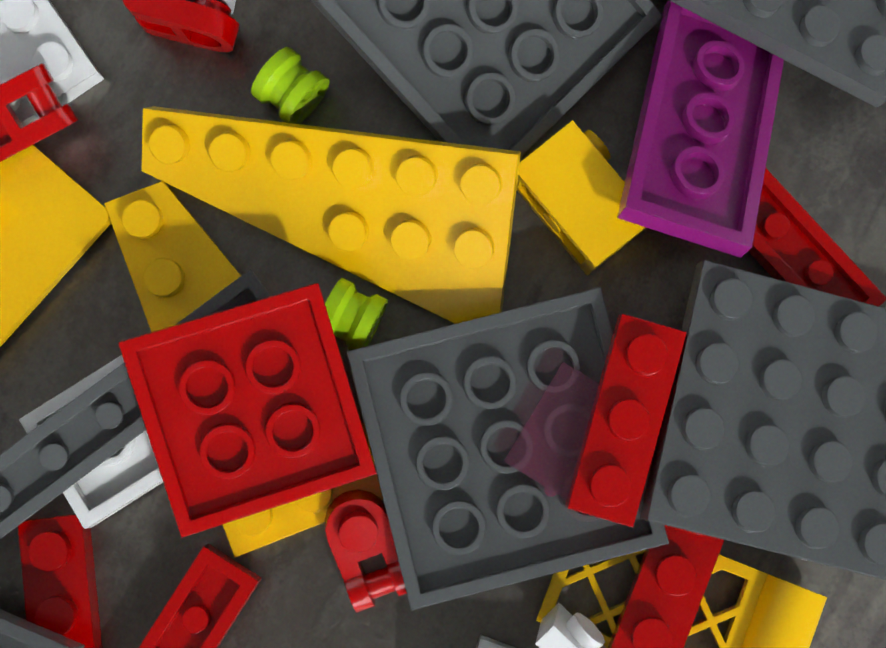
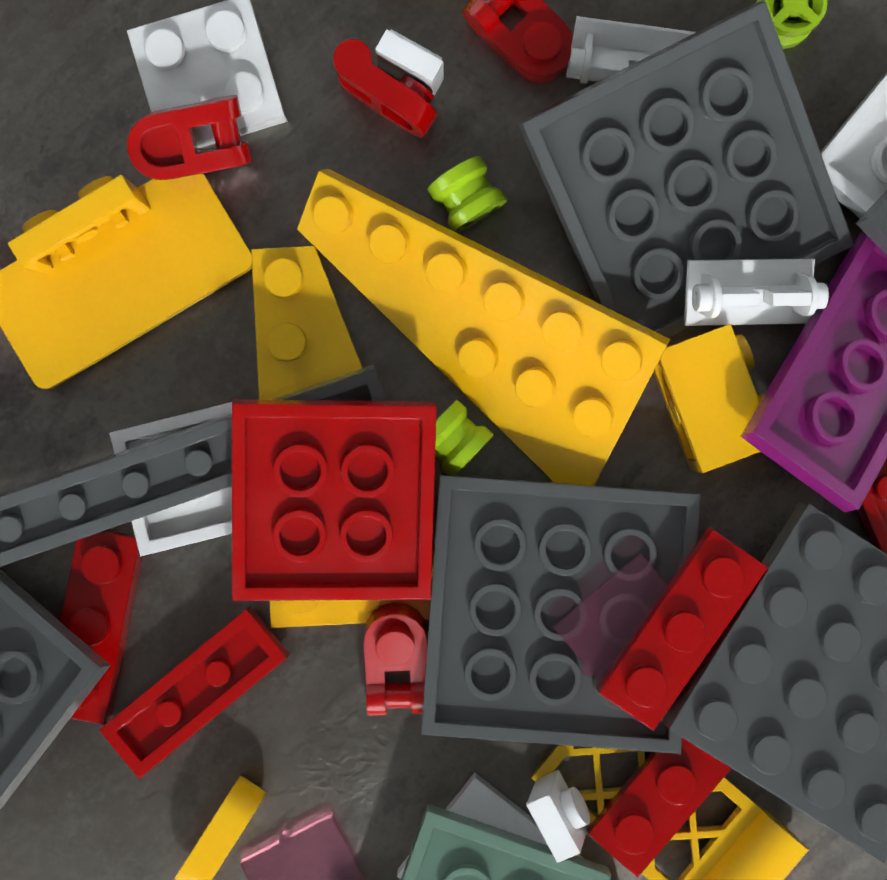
camera: 20 degrees right, 5 degrees up
(582, 86) = (752, 292): none -> white hinge

